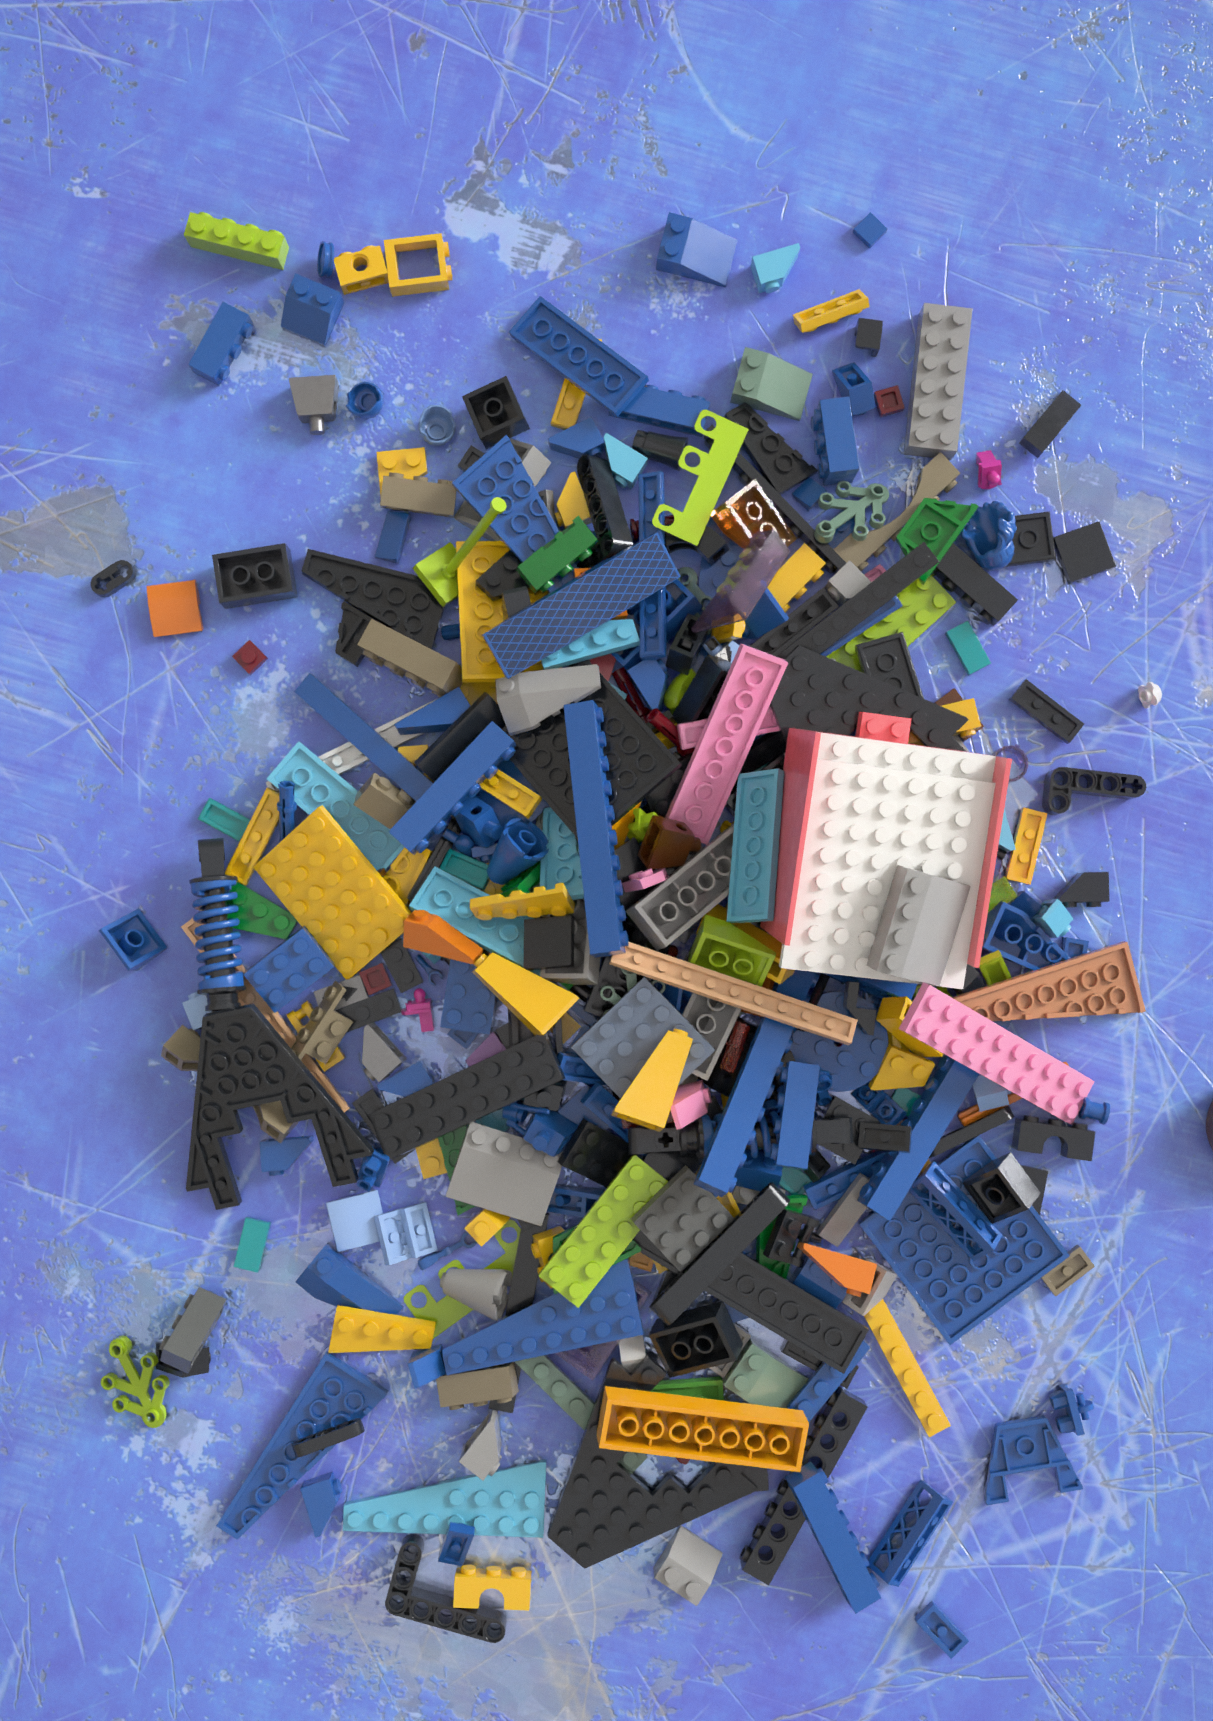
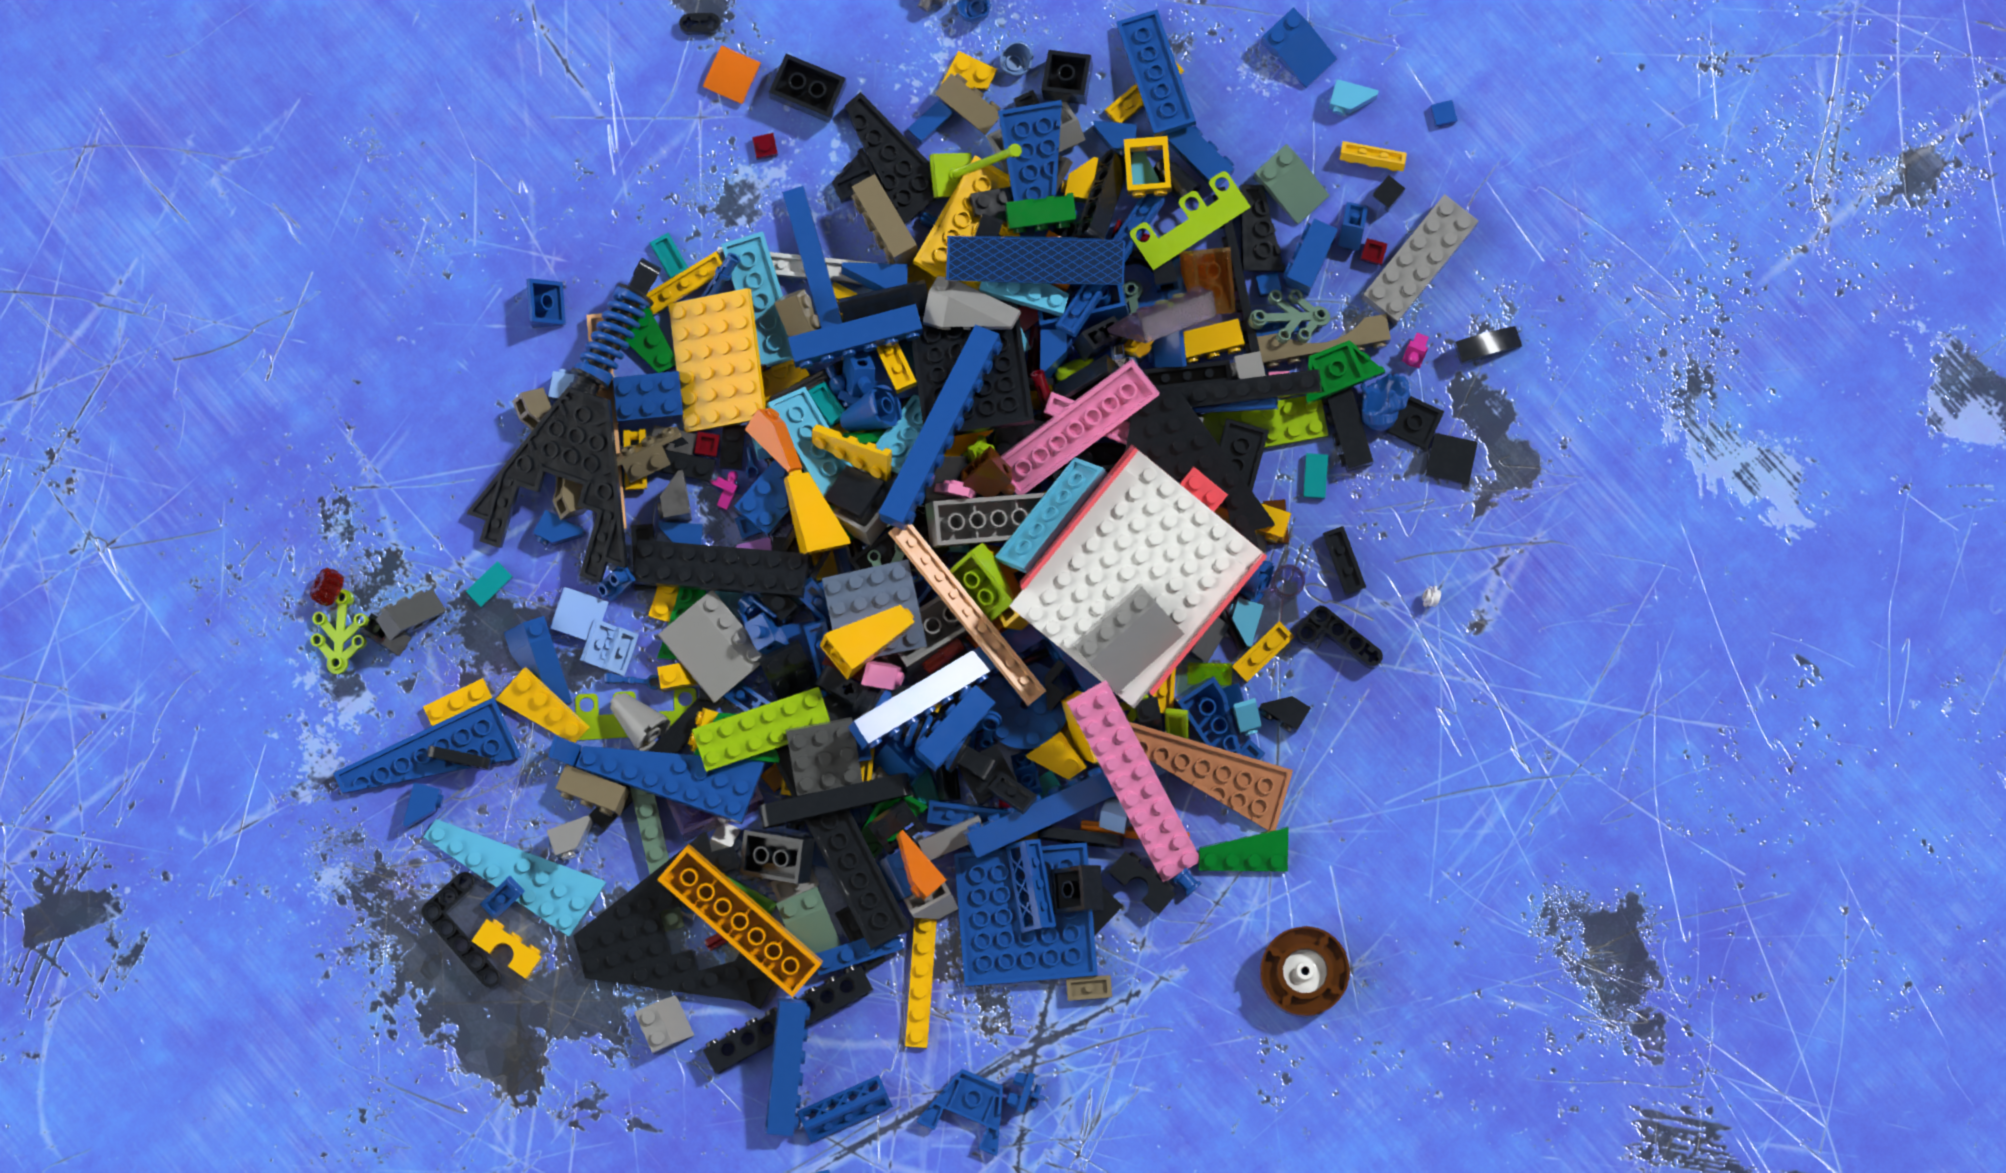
camera: 35 degrees right, 5 degrees down
(95, 1350) = (326, 586): none -> clear red gear
(294, 1377) = (457, 702): none -> yellow plate
(612, 430) = (1147, 144): none -> yellow window
(1140, 1042) = (1248, 853): none -> green wing

